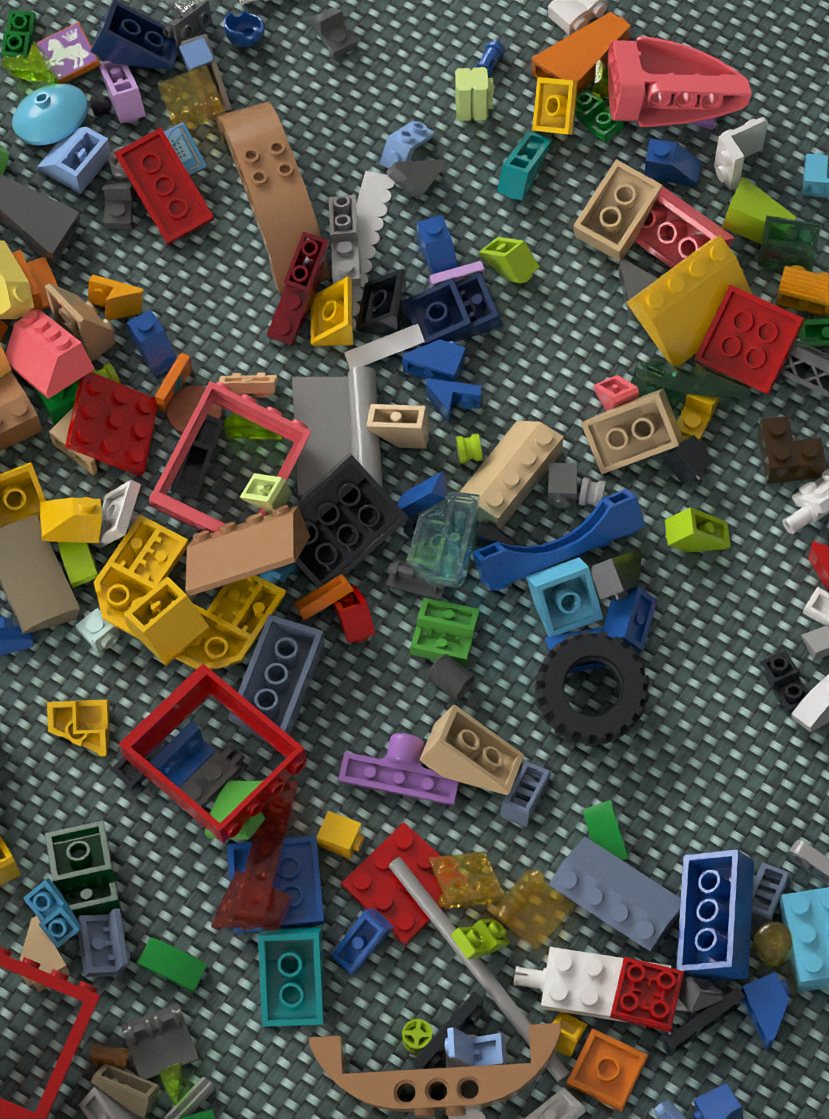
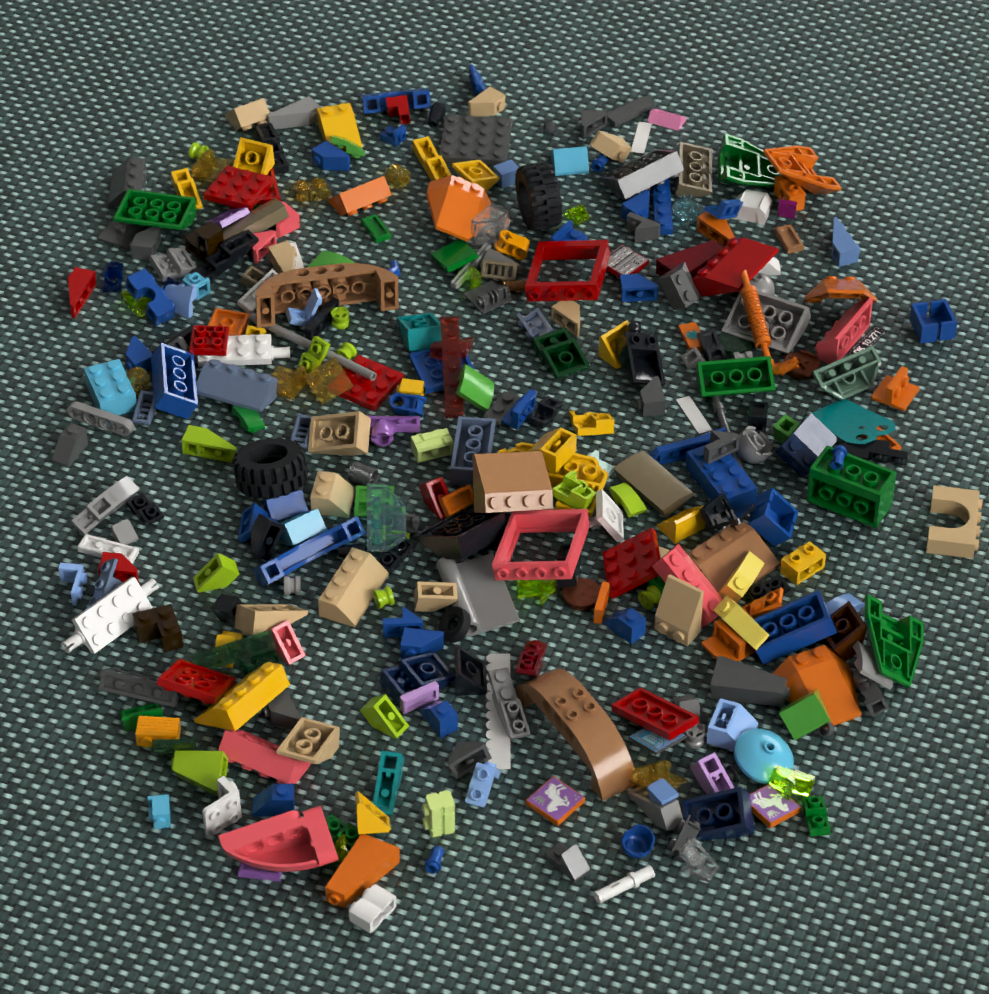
camera: 165 degrees right, 20 degrees down
(53, 911) = (567, 322): dark azure slope -> none
(71, 520) = (638, 508): yellow slope -> none
(117, 297) = (659, 645): light orange slope -> none
(154, 548) = (574, 492): none -> lime slope
(171, 964) = (497, 326): green slope -> none
(175, 710) = (511, 368): red window -> none
(258, 385) = (545, 598): light nougat plate -> none
(266, 492) = (509, 524): yellowish green slope -> none
(323, 111) = (555, 801): none -> tile
(333, 315) = (500, 655): yellow slope -> none
(334, 718) = (432, 445): none -> yellowish green brick
(353, 803) = (411, 405): none -> blue piece
(362, 940) = (382, 351): blue slope -> none
(373, 378) = (462, 627): none -> black tyre
(384, 347) = (472, 647): white sticker -> none
(423, 495) = (408, 557): blue slope -> none
(426, 945) = (347, 350): none -> lime wheel
(505, 647) = (332, 495): none -> tan slope
(562, 484) = (313, 586): dark grey brick -> none
(681, 791) = (206, 444): none -> lime slope

